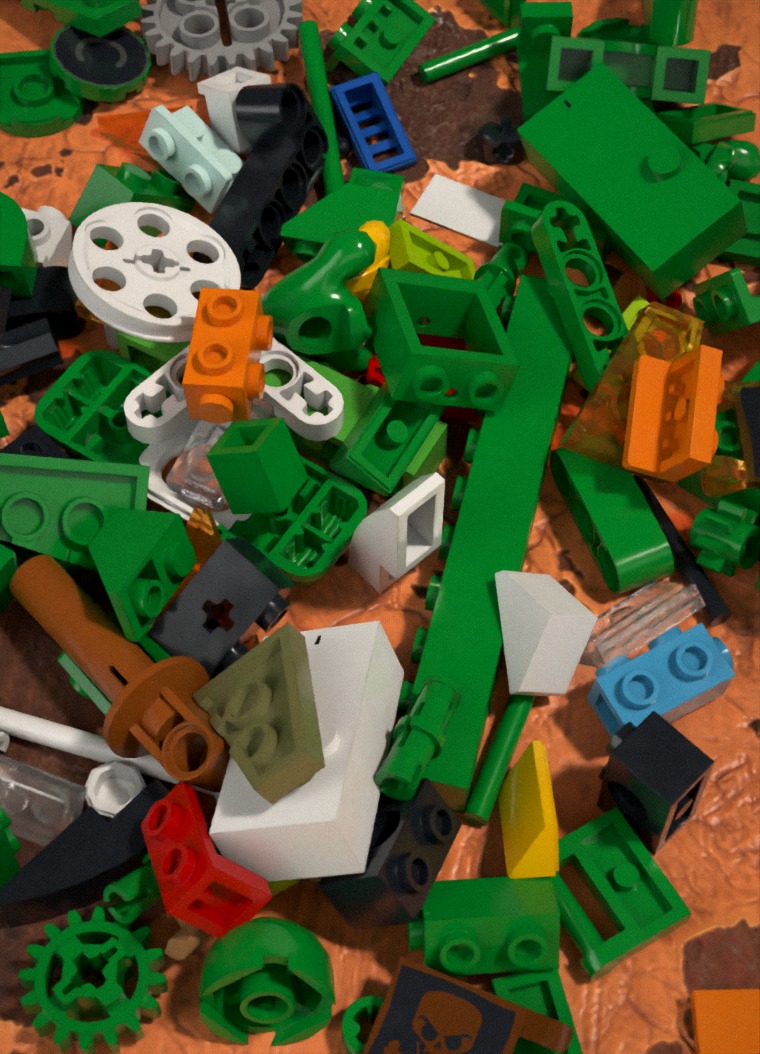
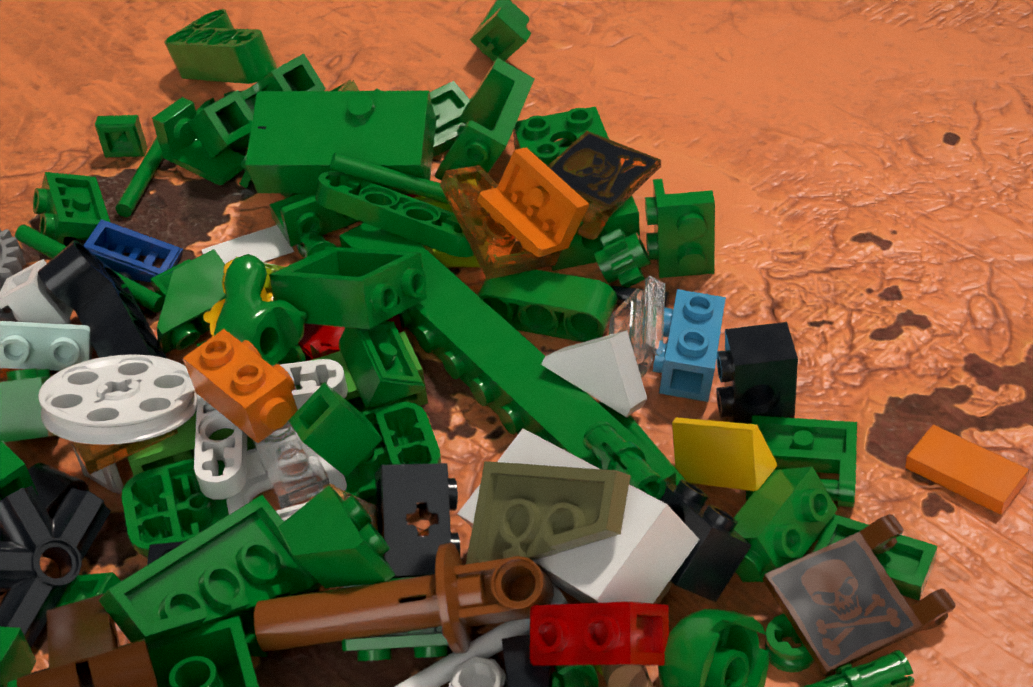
camera: 45 degrees left, 15 degrees down
(399, 532) = (460, 390): white slope -> none
(501, 142) = (226, 200): black piece -> none
(615, 250) = (387, 177): none -> green bar

